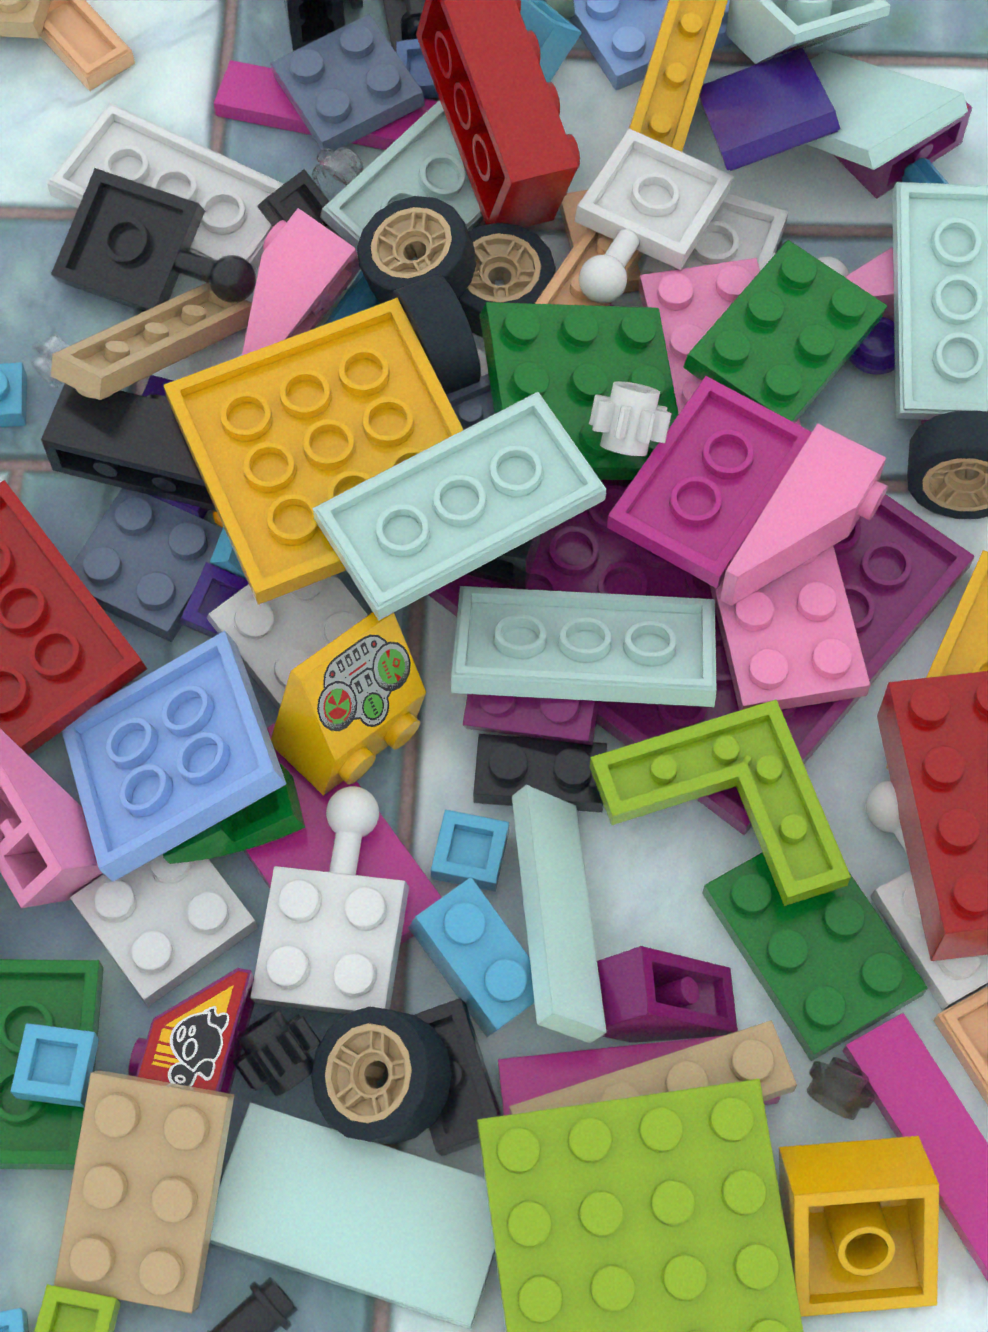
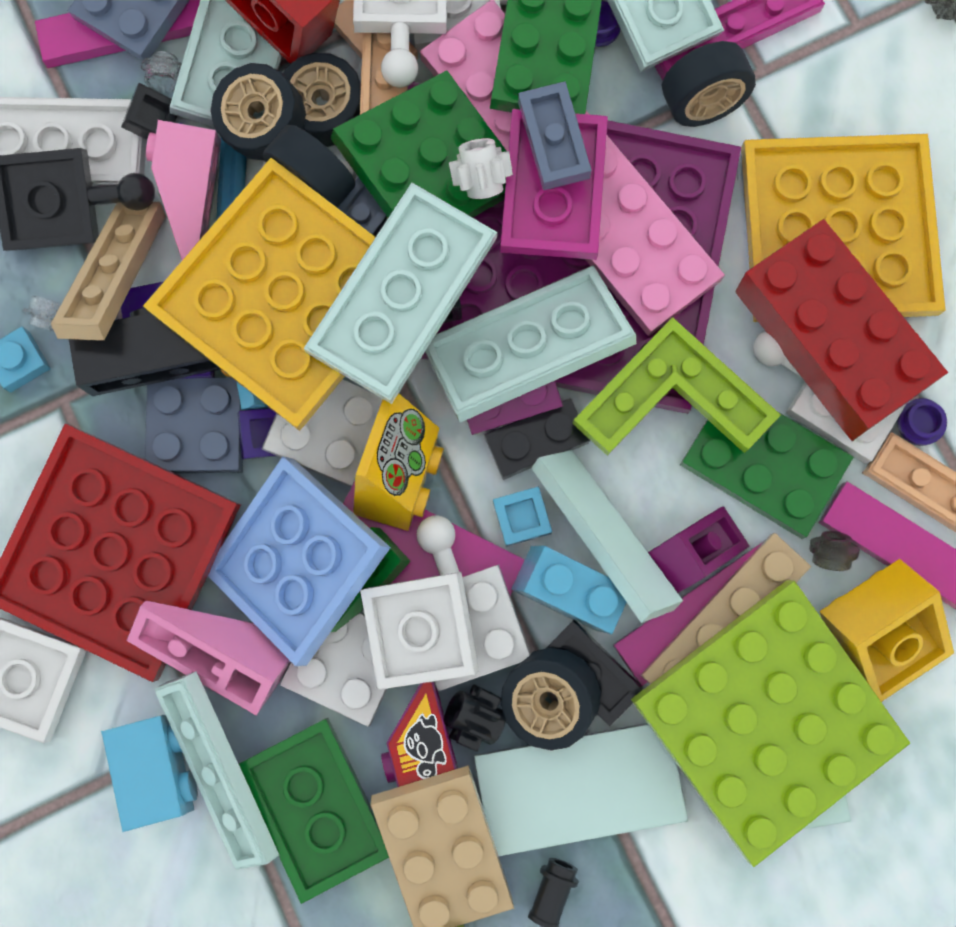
camera: 25 degrees left, 15 degrees up
(54, 1065) = (341, 807): medium azure plate -> none
(267, 902) = (419, 631): none -> white plate
(735, 422) = (554, 135): none -> sand blue plate
(809, 512) = (634, 162): bright pink slope -> none

